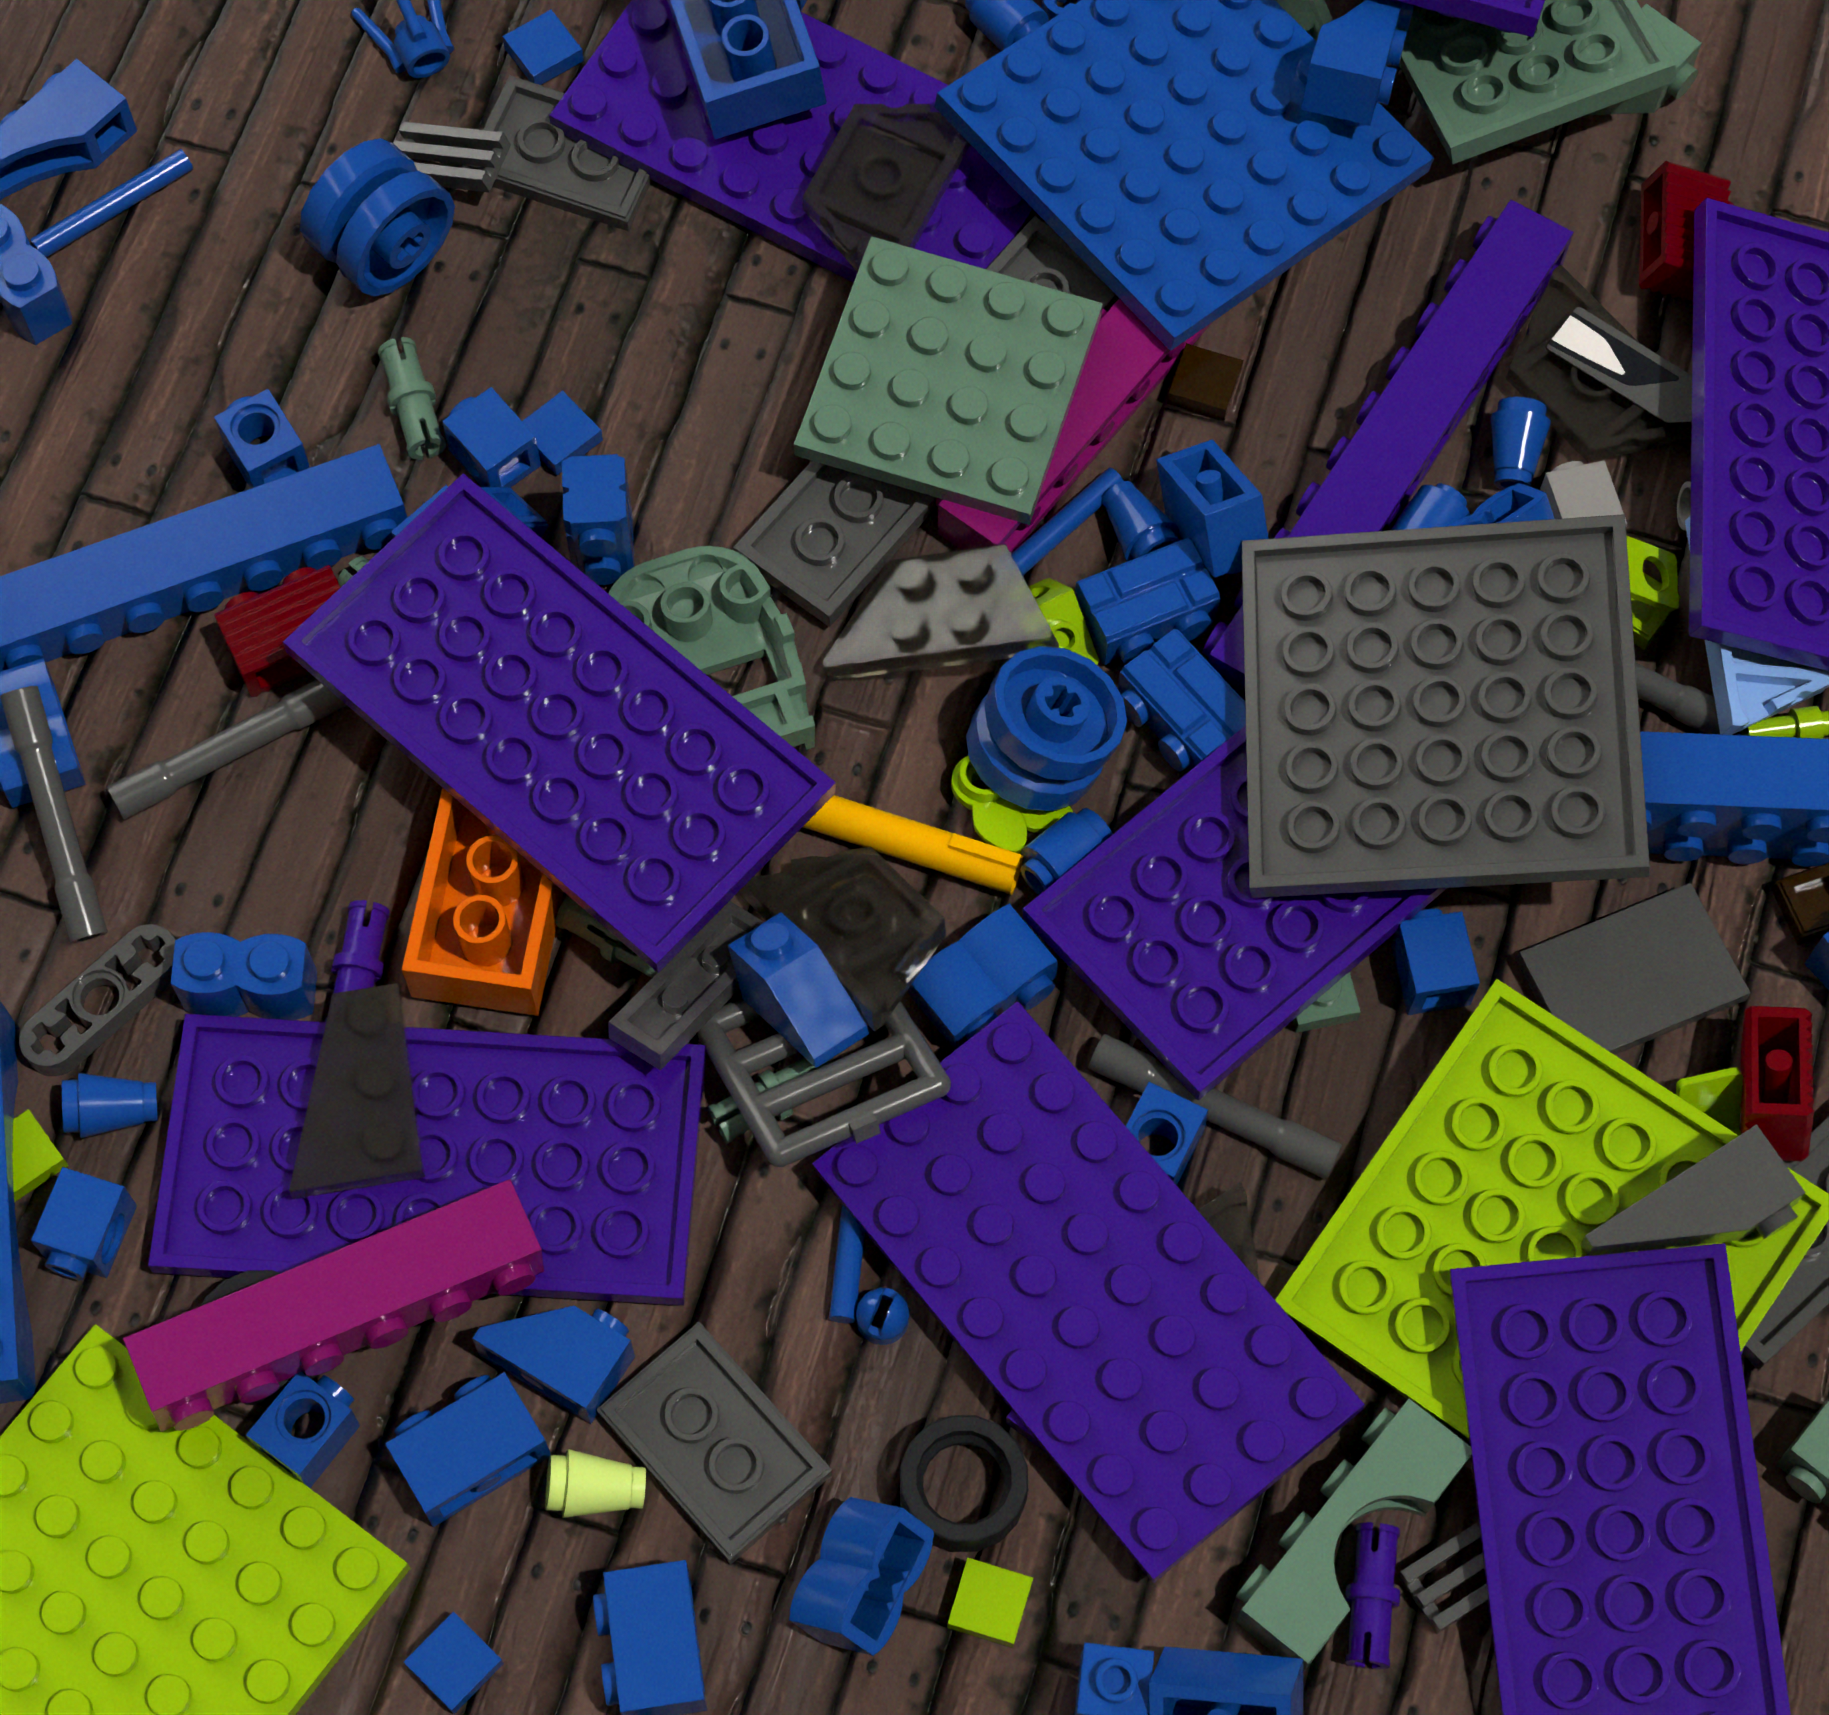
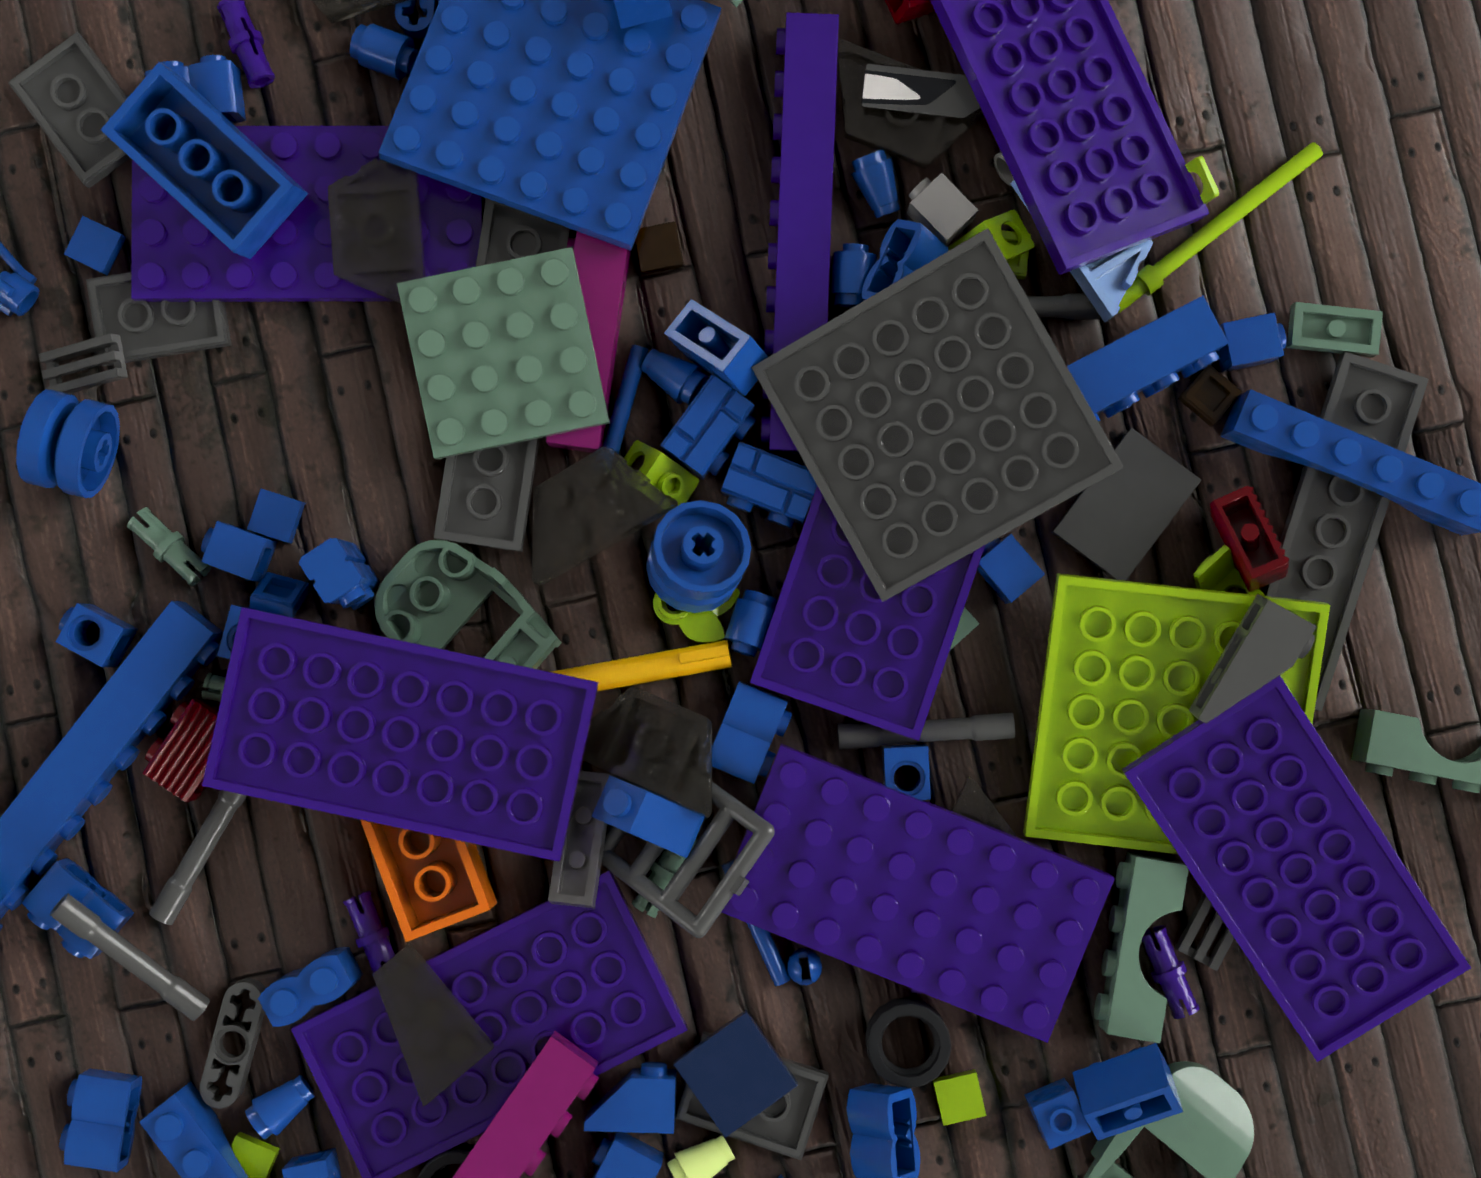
camera: 25 degrees left, 20 degrees up
(712, 1388) = (735, 1073): none -> dark blue tile

